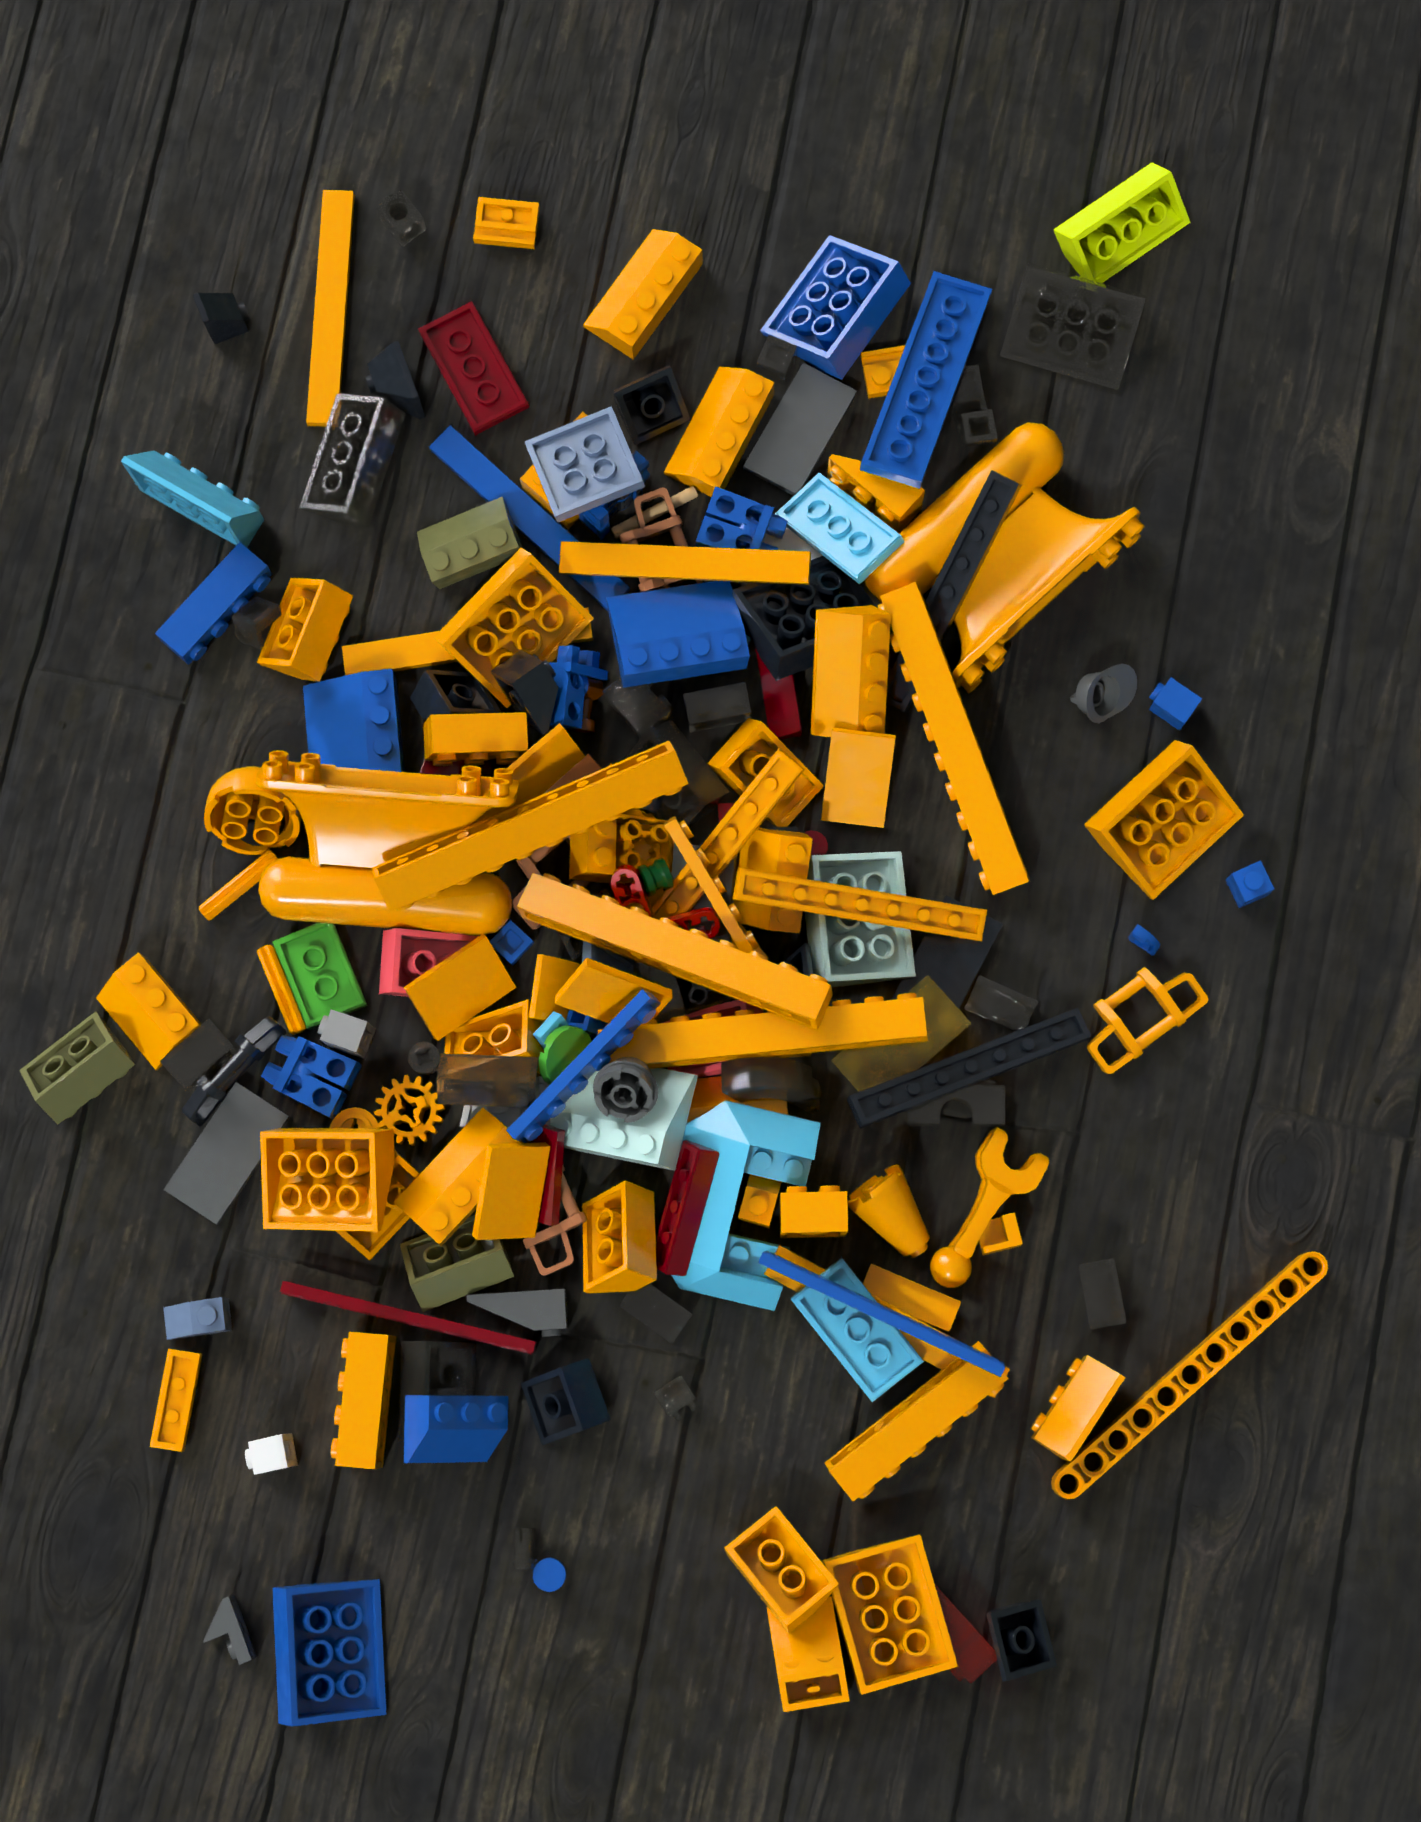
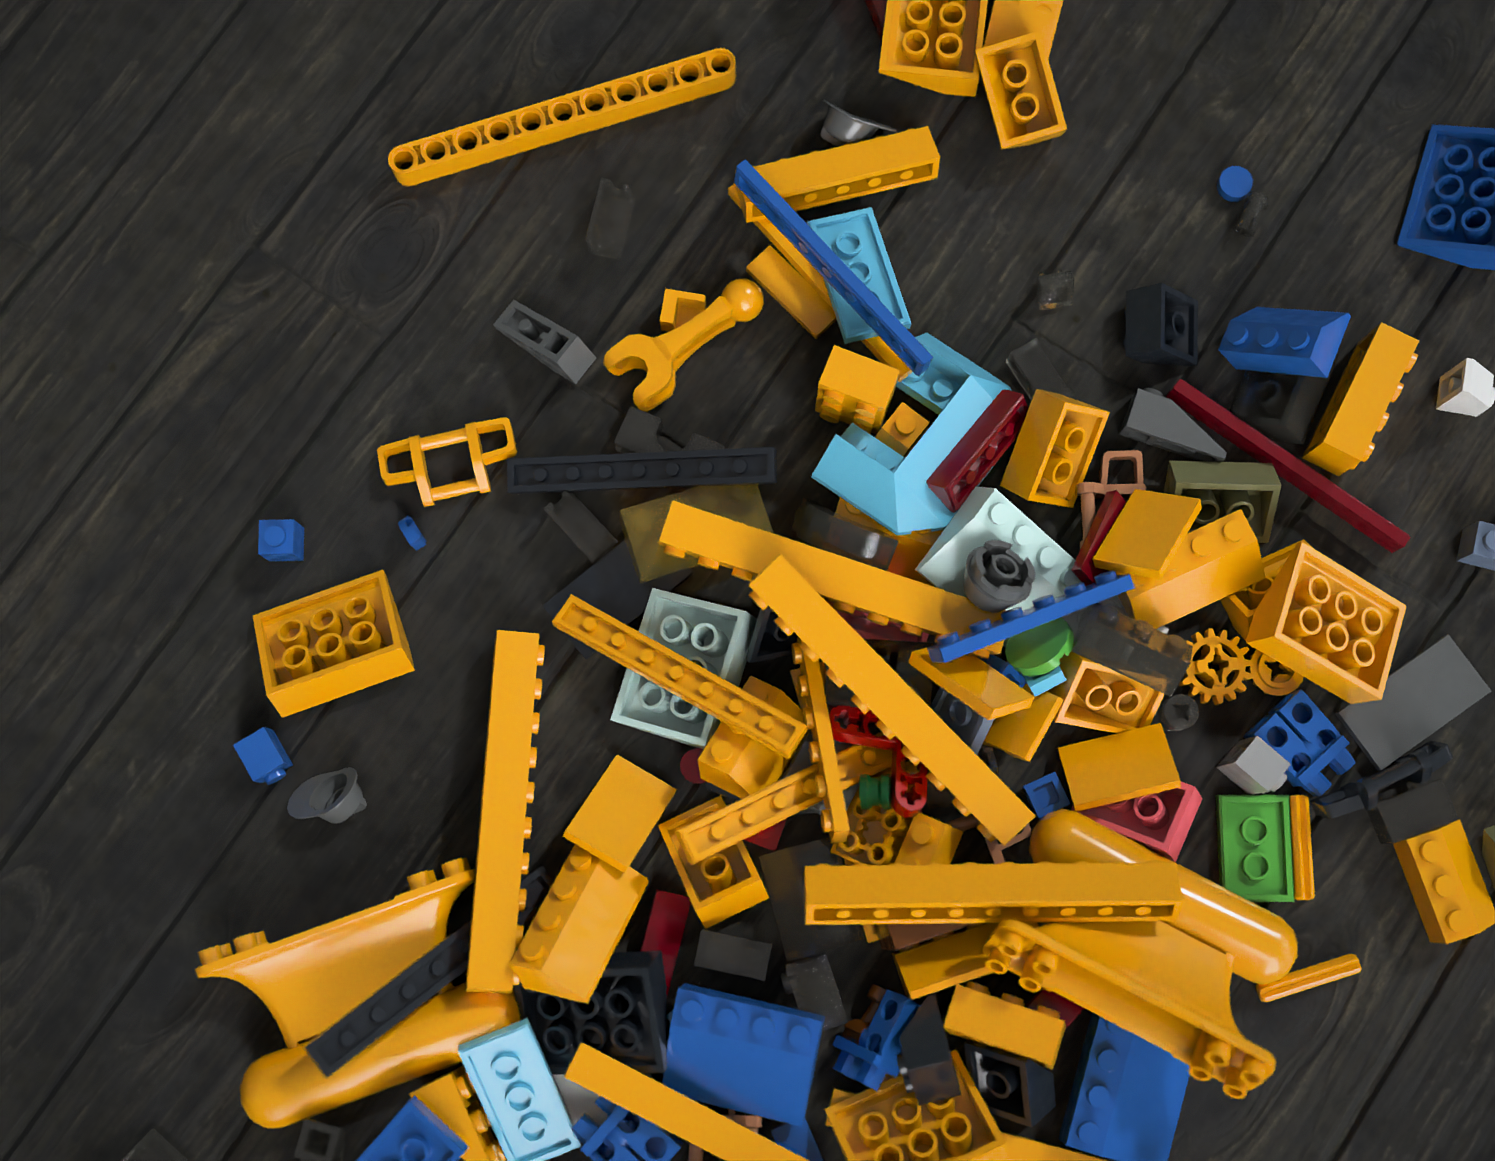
camera: 160 degrees left, 0 degrees up
(236, 800) = (1297, 1054): light orange cylinder -> none
(891, 1211) = (777, 374): light orange cone -> none
(922, 1476) = (846, 128): none -> dark grey piece
(1076, 1407) = (681, 124): light orange slope -> none
(1108, 1156) = (546, 341): none -> dark grey slope

